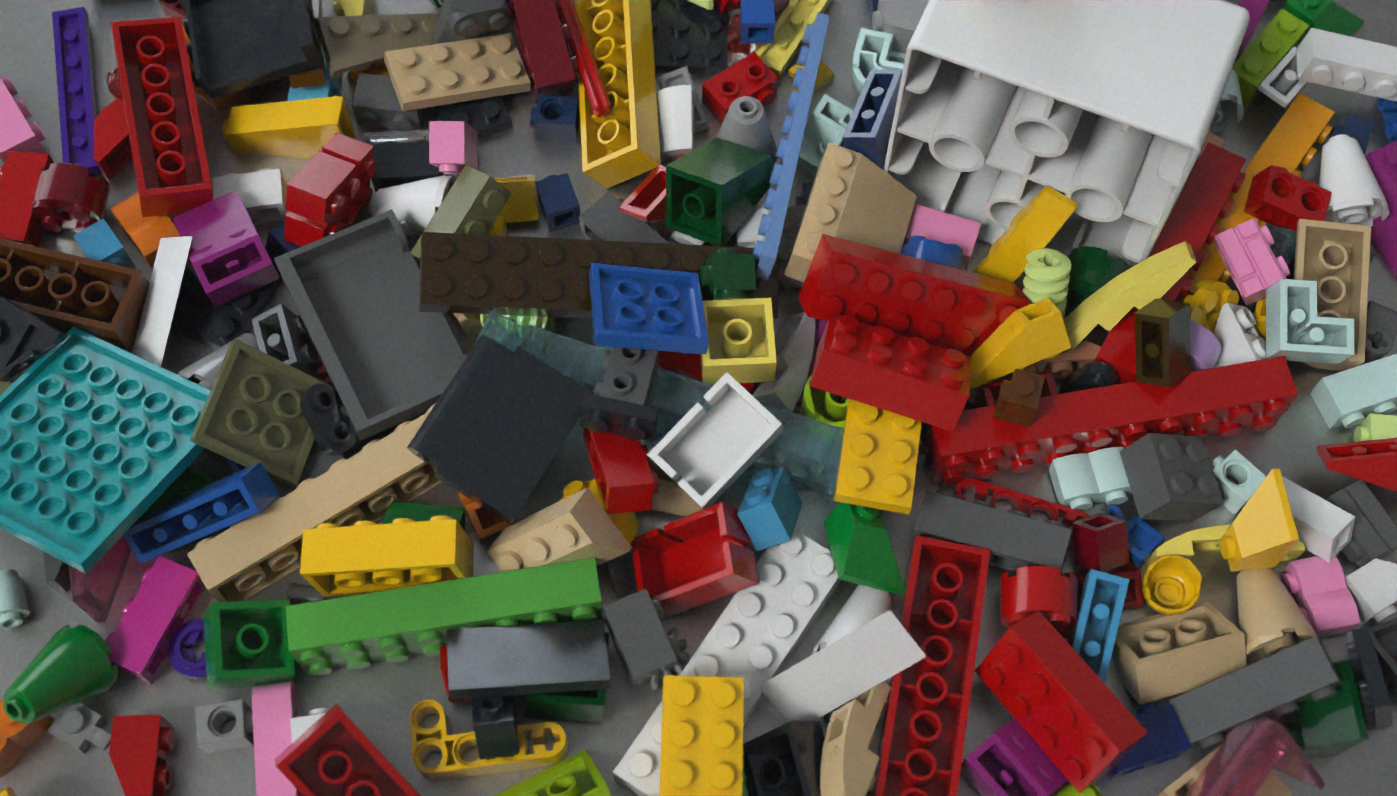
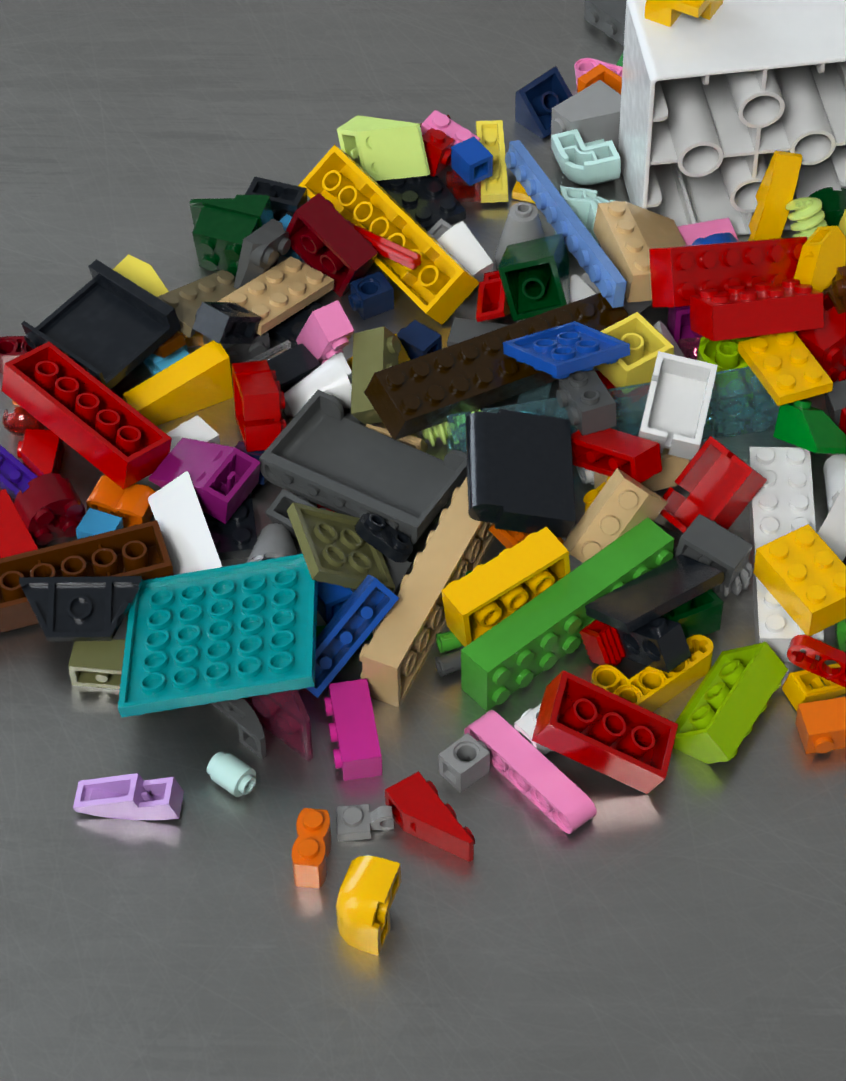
camera: 30 degrees left, 15 degrees down
(62, 674) = (330, 774): green cone -> none
(180, 657) = (406, 722): dark purple gear -> none
(247, 644) = (442, 699): green brick -> none
(363, 83) = (226, 322): none -> black brick
(618, 417) = (601, 420): black plate -> none
(728, 275) = (598, 309): dark green brick -> none
(744, 78) = (489, 216): red brick -> none
(770, 508) = (736, 435): dark azure brick -> none
(873, 115) = (612, 174): dark blue brick -> none

